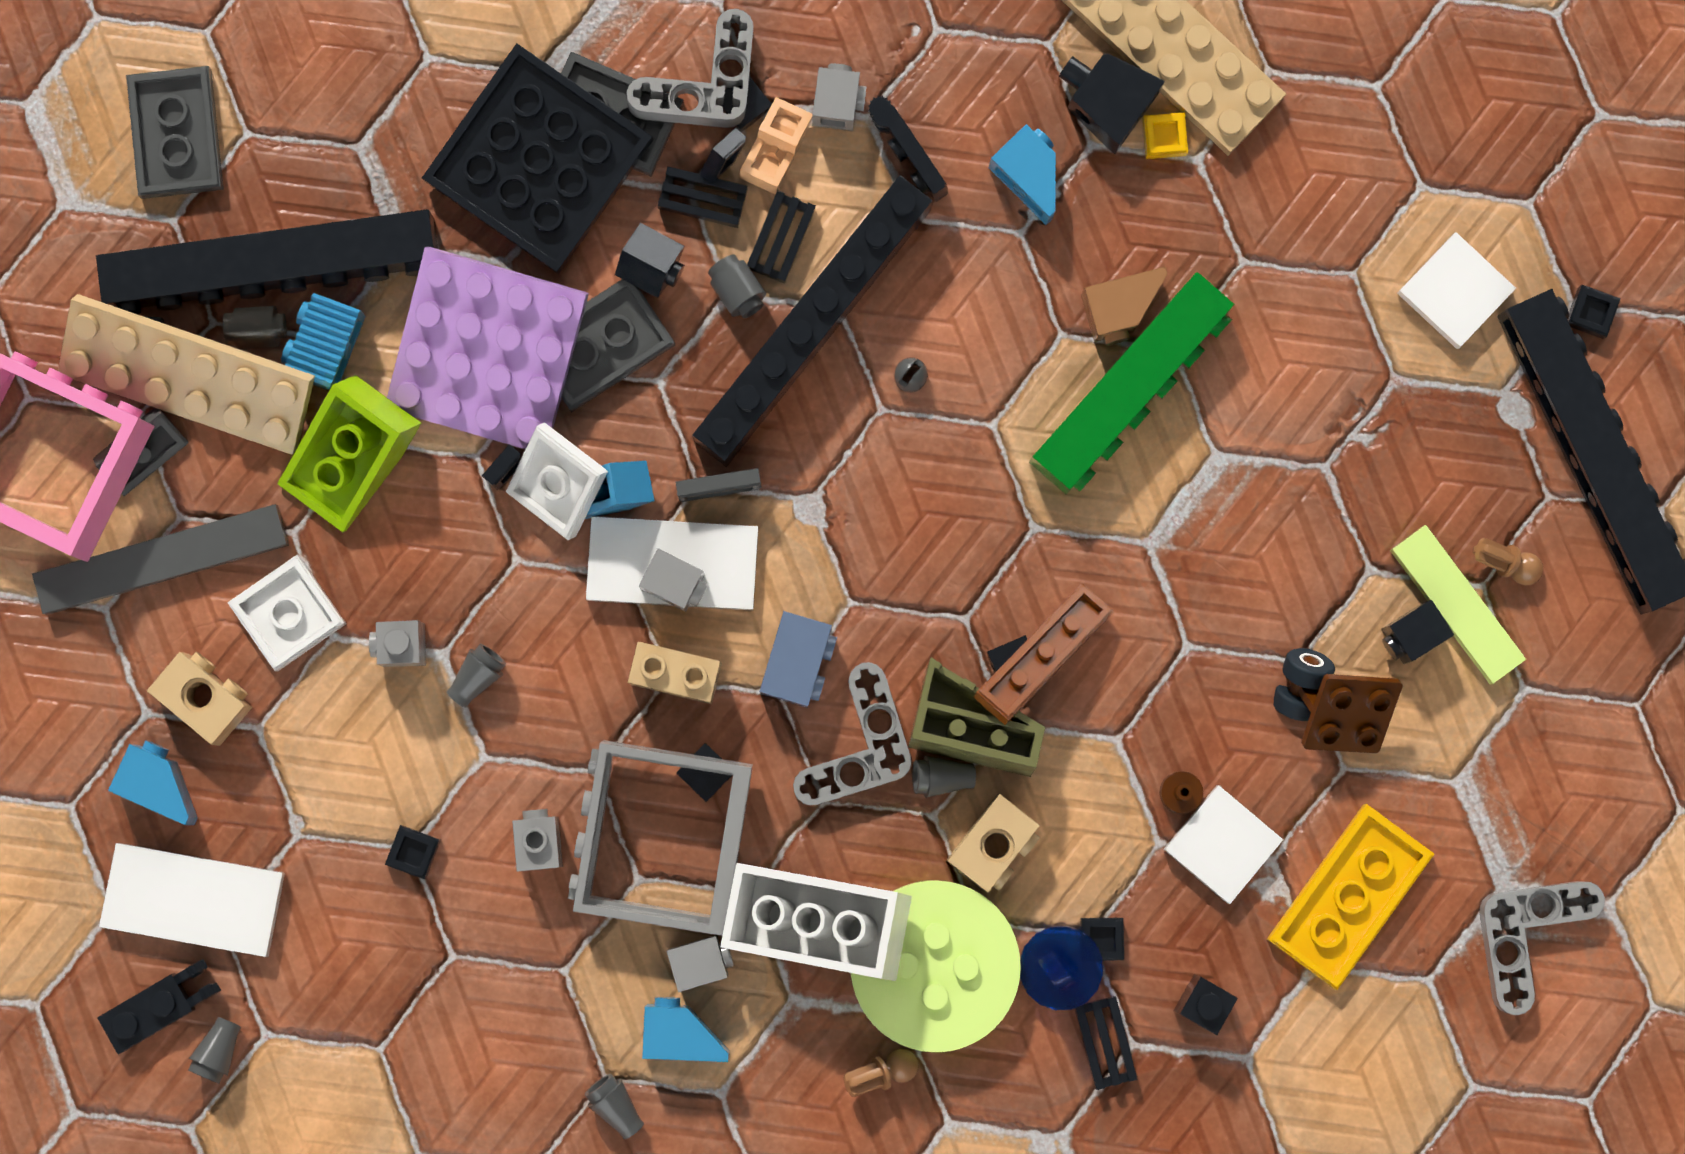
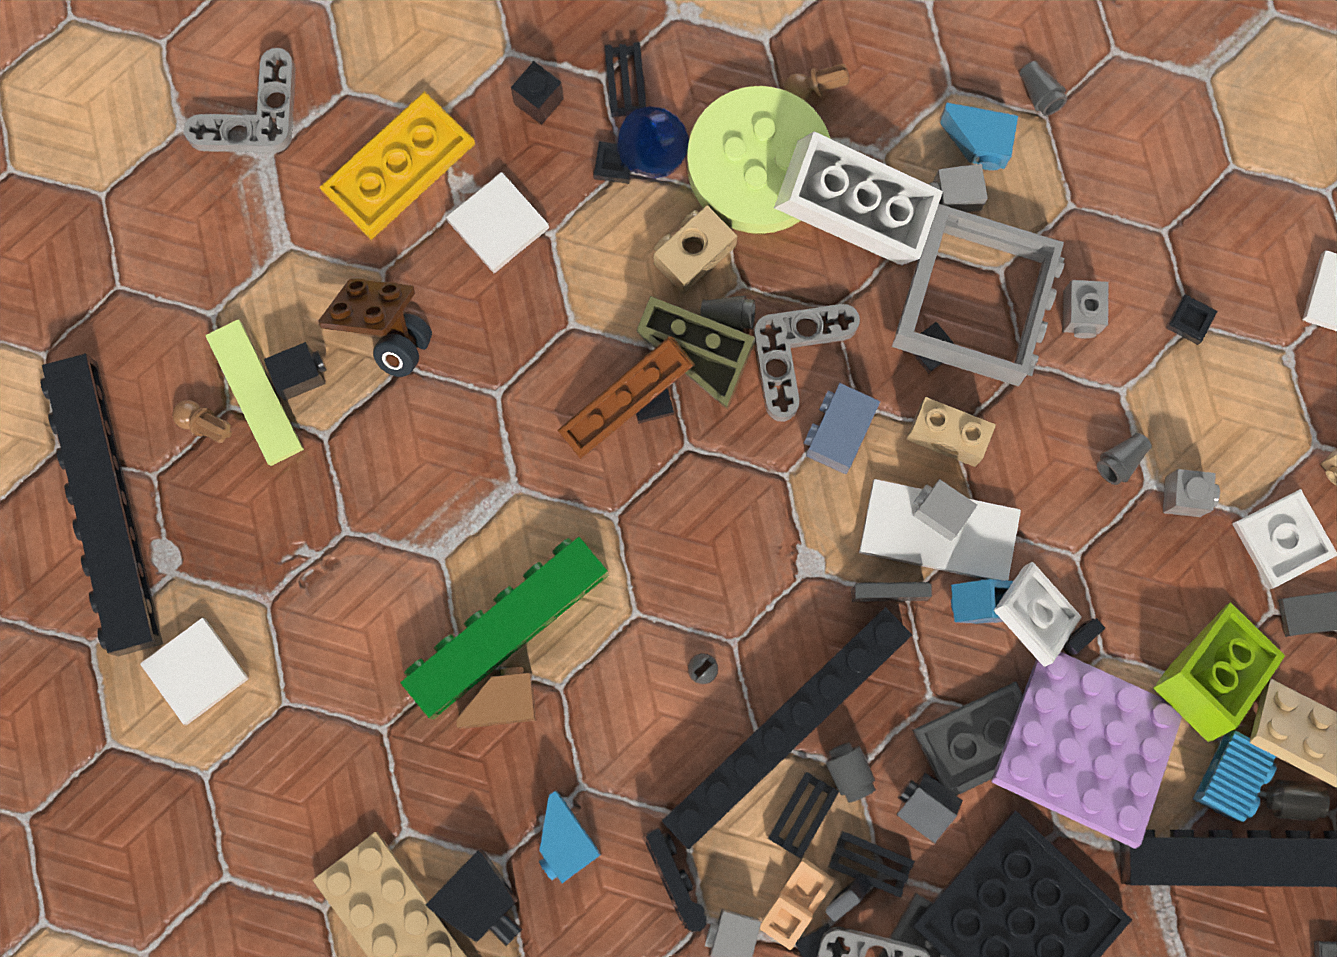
camera: 165 degrees left, 5 degrees down
(1165, 135) = (432, 858): yellow tile -> none
(1171, 792) = (528, 277): reddish brown tile -> none
(1593, 311) = (75, 633): black tile -> none

